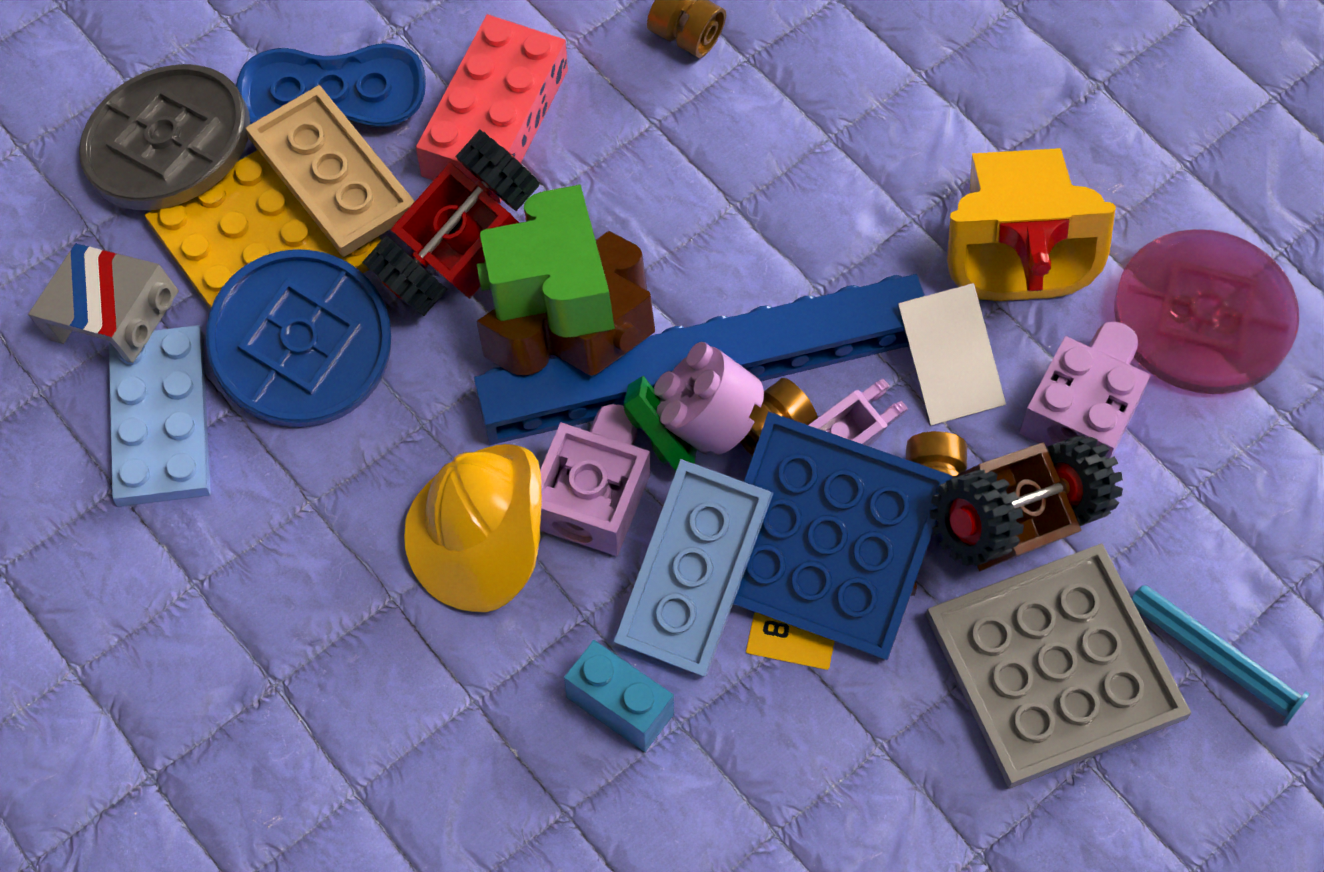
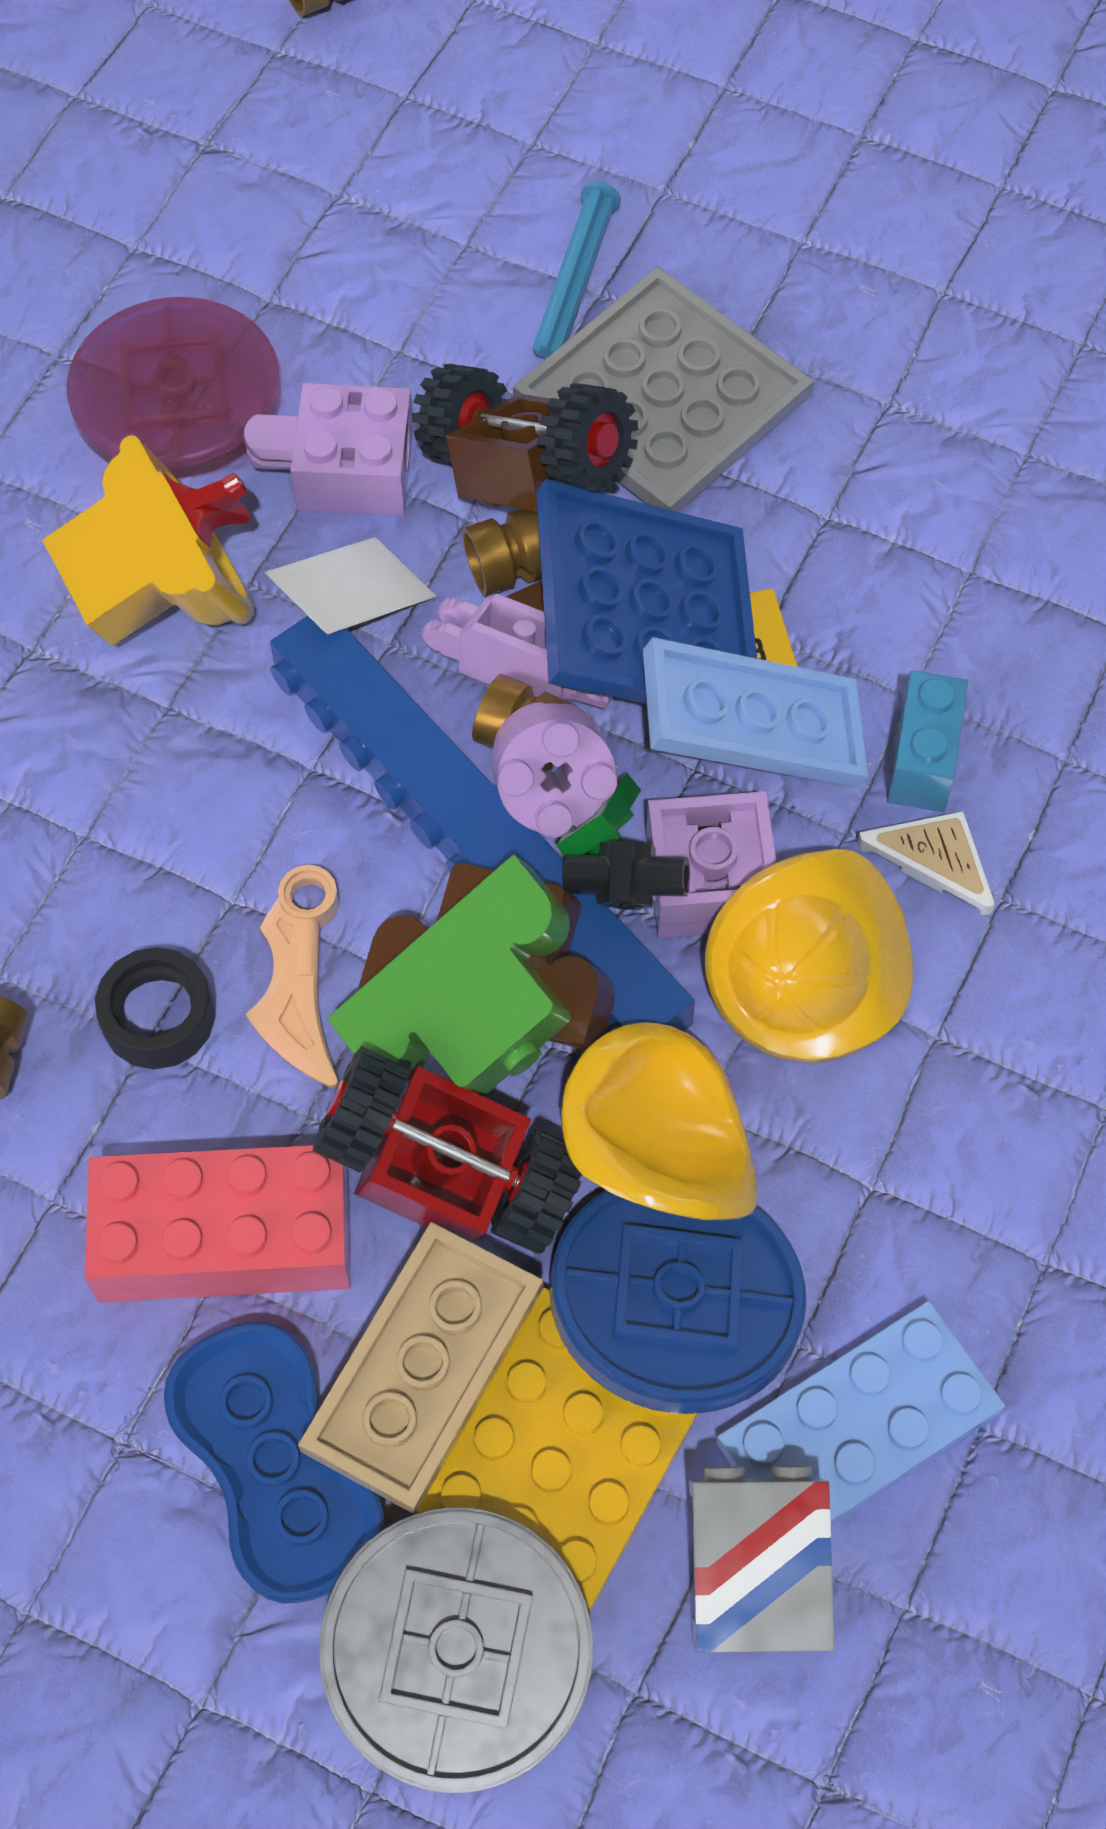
camera: 115 degrees left, 0 degrees up
(395, 358) = (659, 1124): none -> yellow piece
(527, 667) = (936, 854): none -> tile
(590, 404) = (626, 875): none -> black axle
(632, 206) = (289, 1009): none -> light nougat piece
(660, 99) = (145, 967): none -> black tyre

